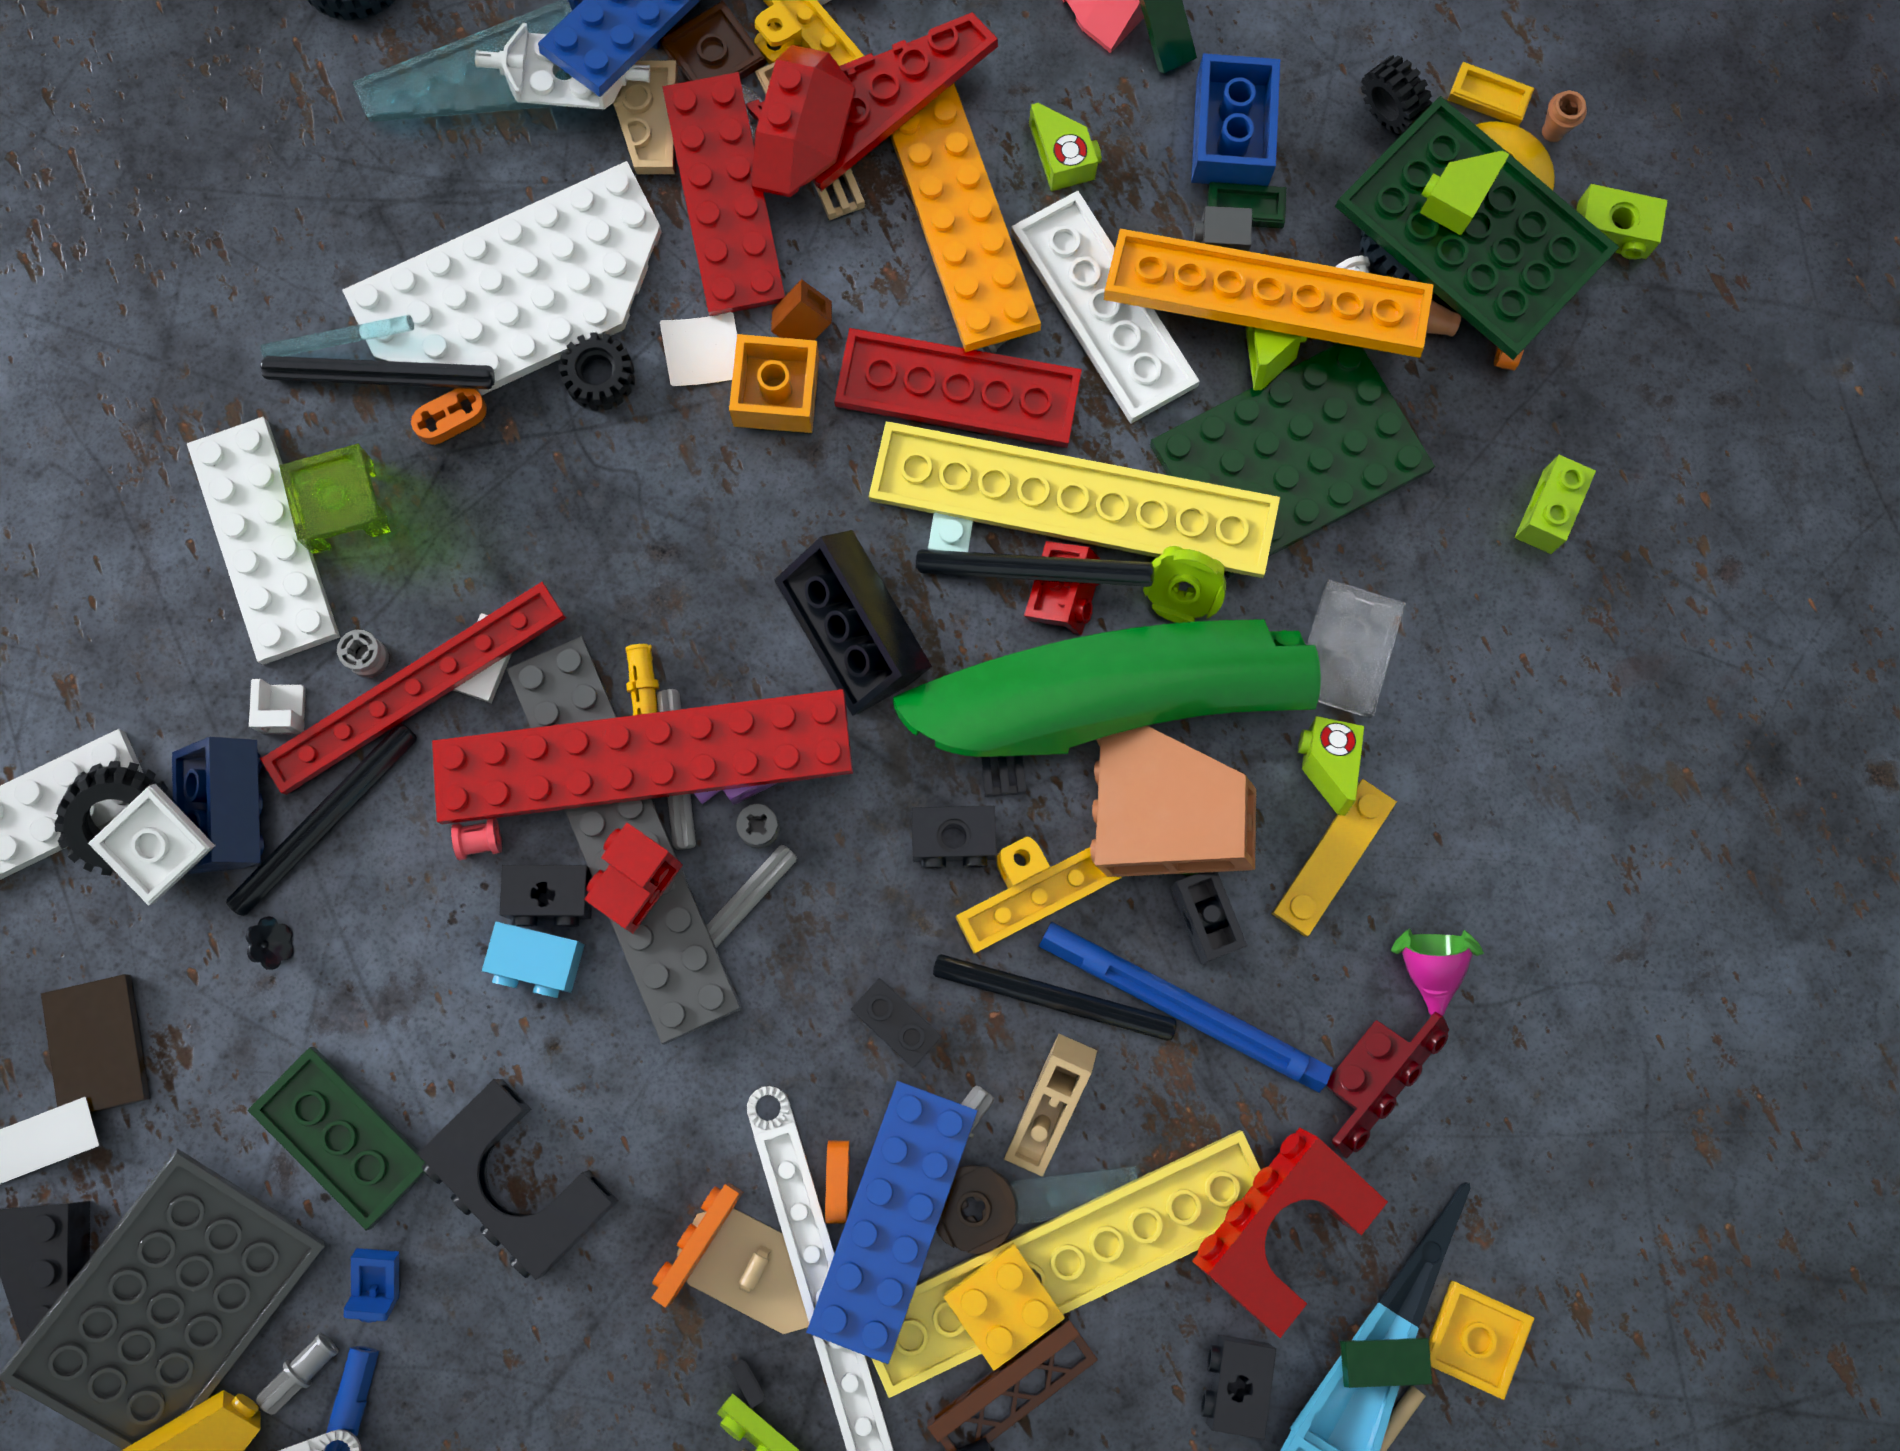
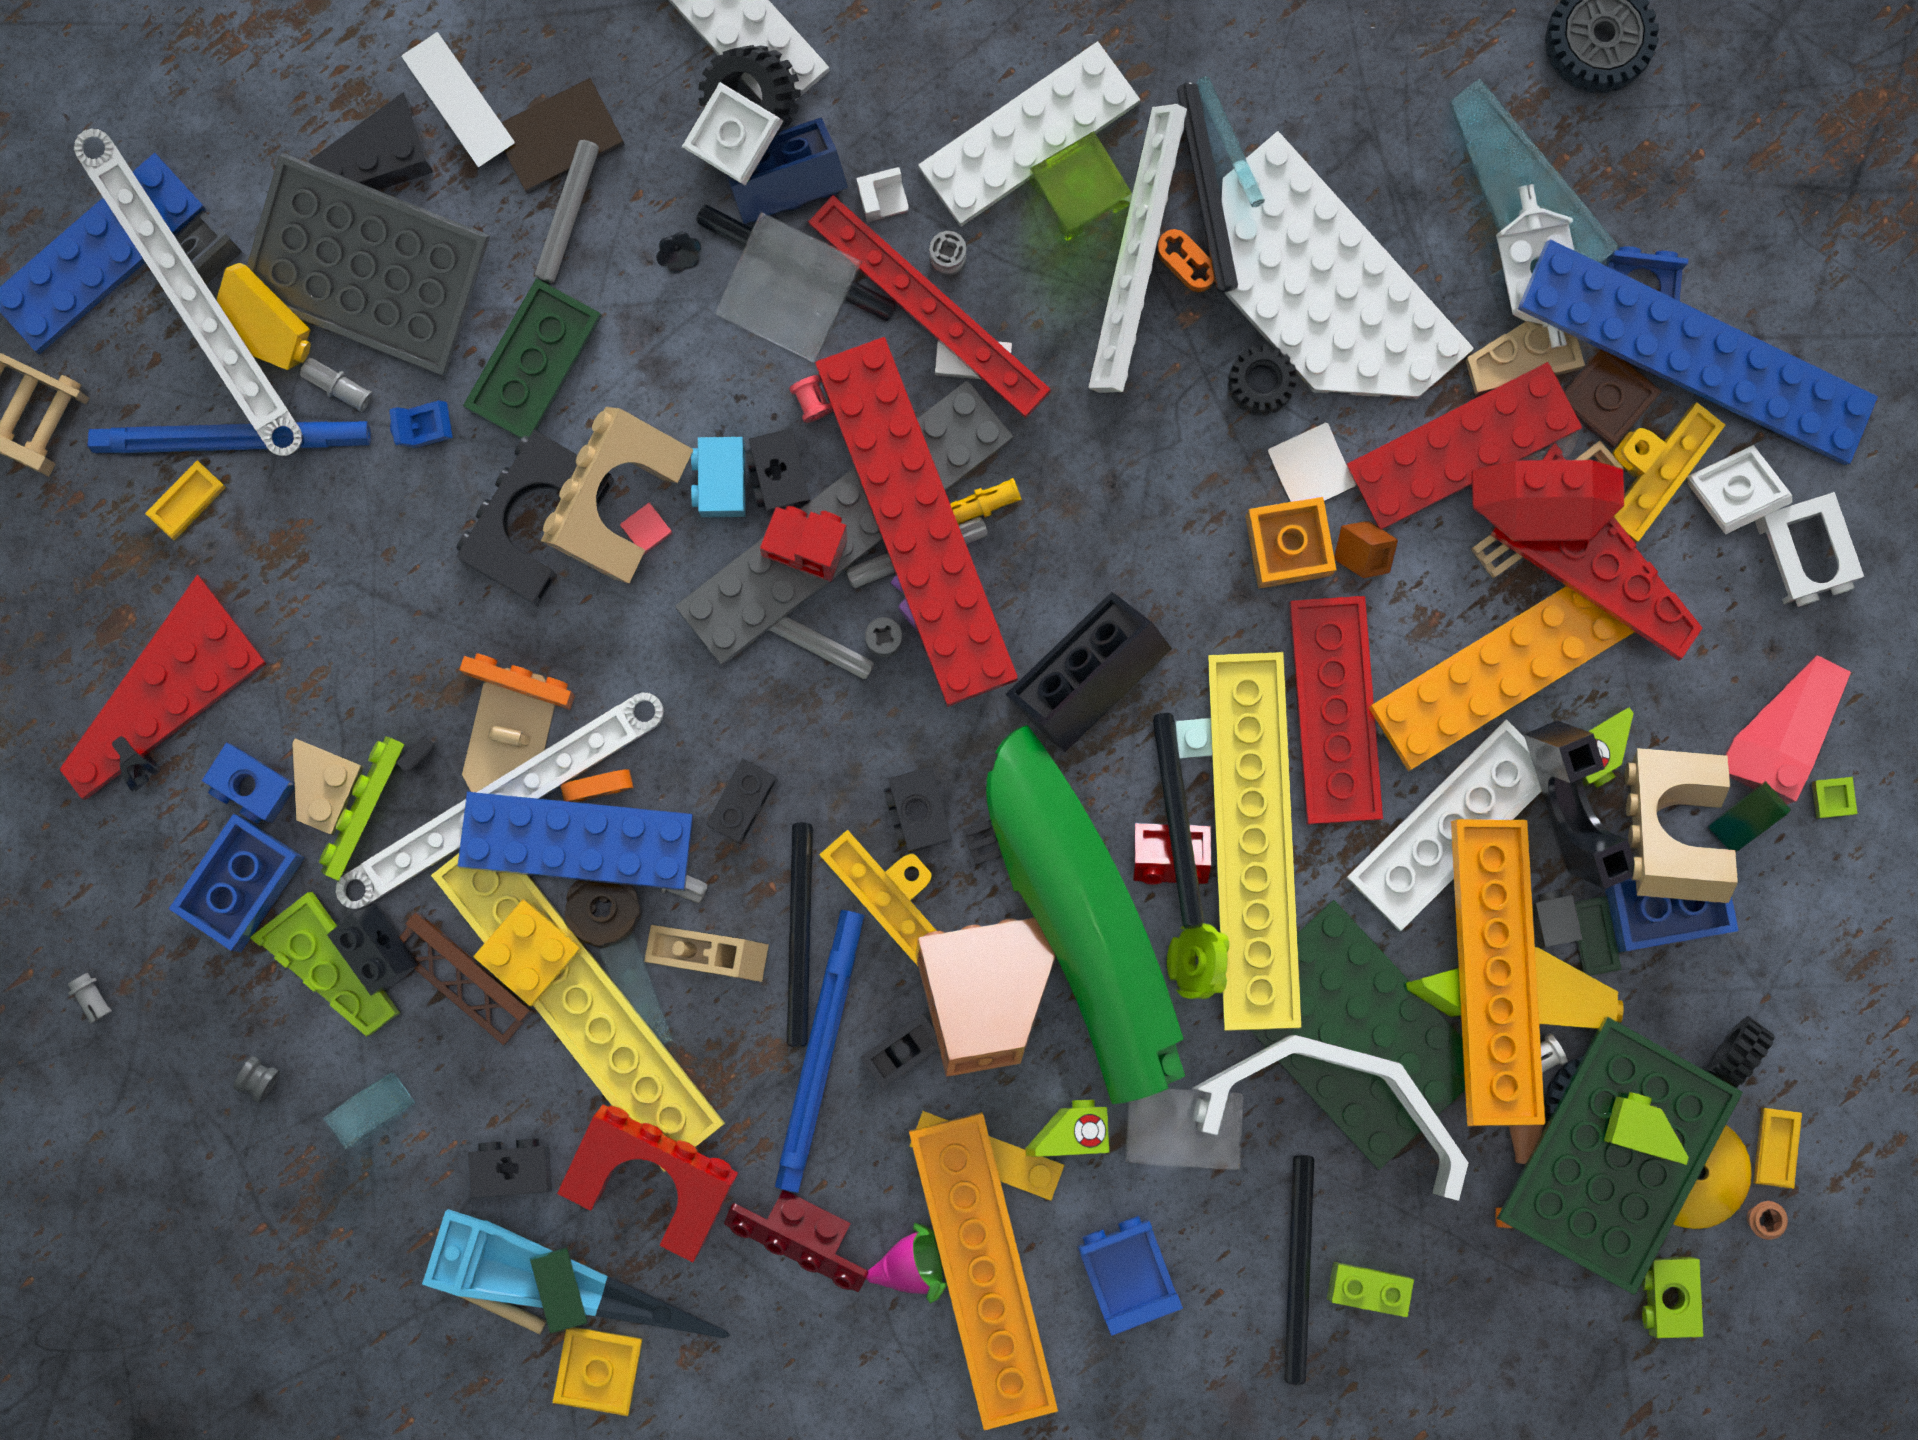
camera: 80 degrees right, 5 degrees up
(182, 1056) = (566, 211): none -> light grey axle
(345, 831) = (788, 287): none -> clear plate
(421, 458) = (1137, 249): none -> white plate
(536, 1130) = (576, 522): none -> tan arch
(566, 1056) = (646, 528): none -> coral tile
(1161, 182) = (1561, 760): none -> black arch
(1196, 107) = (1660, 862): none -> tan arch
(1306, 231) = (1572, 997): none -> yellow slope
(1348, 607) = (1452, 1163): none -> white panel
(1457, 889) = (983, 1271): none -> light orange plate
(1493, 742) = (1128, 1275): none -> blue panel
(1518, 571) = (1299, 1269): none -> black axle

